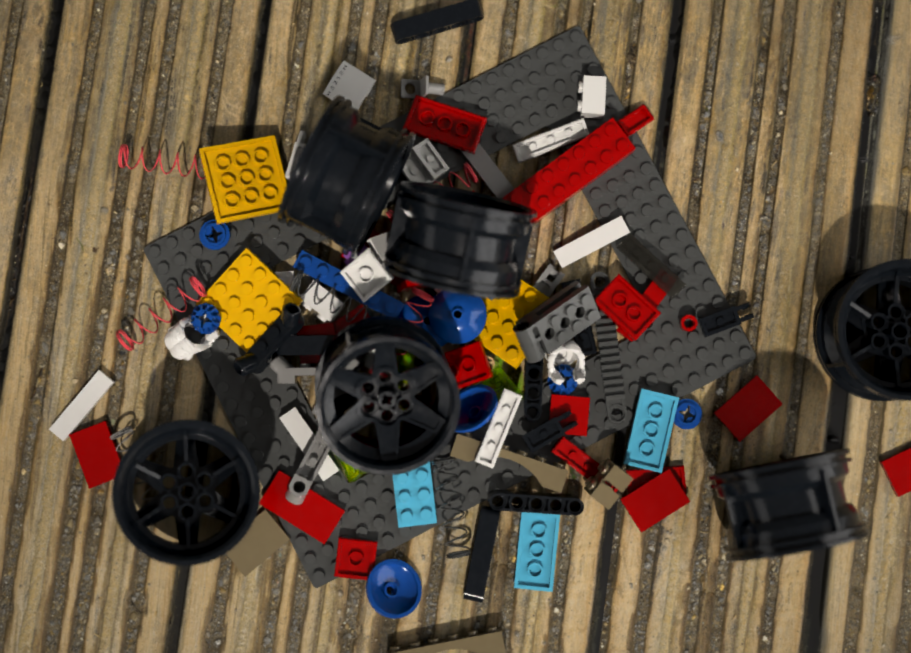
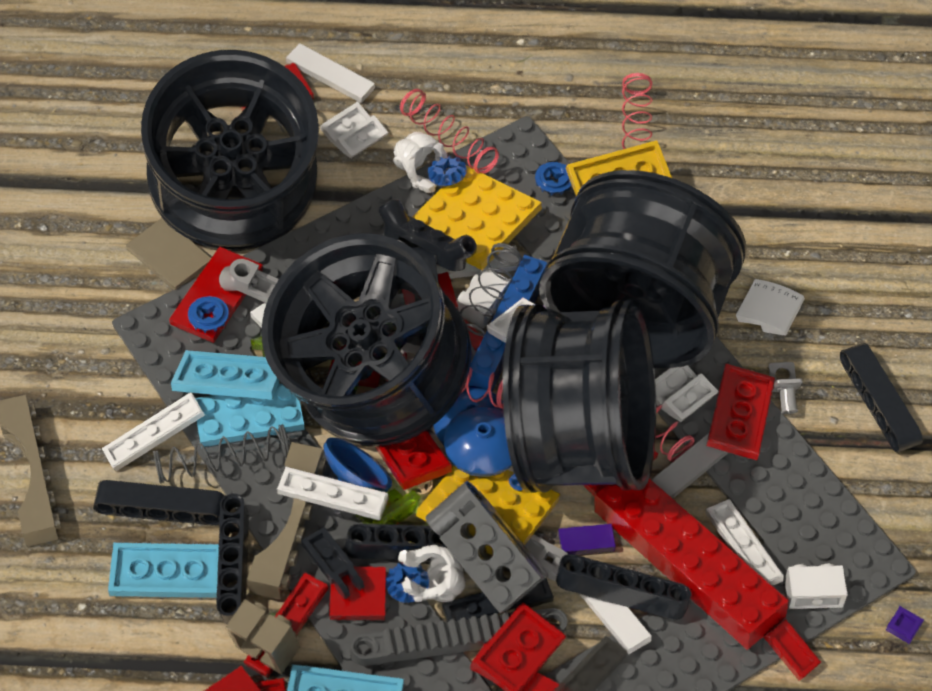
camera: 85 degrees right, 30 degrees down
(145, 389) = (353, 130): none -> white slope
(326, 523) = (207, 305): none -> blue gear
(355, 558) = (150, 357): red tile -> none
(383, 506) = (225, 375): none -> medium azure plate
(404, 588) = (120, 382): blue dish -> none
(423, 557) = (153, 431): none -> white tile
(536, 251) = (587, 539): none -> dark purple tile
(584, 238) = (623, 586): none -> black beam
(618, 42) = (904, 624): none -> dark purple tile

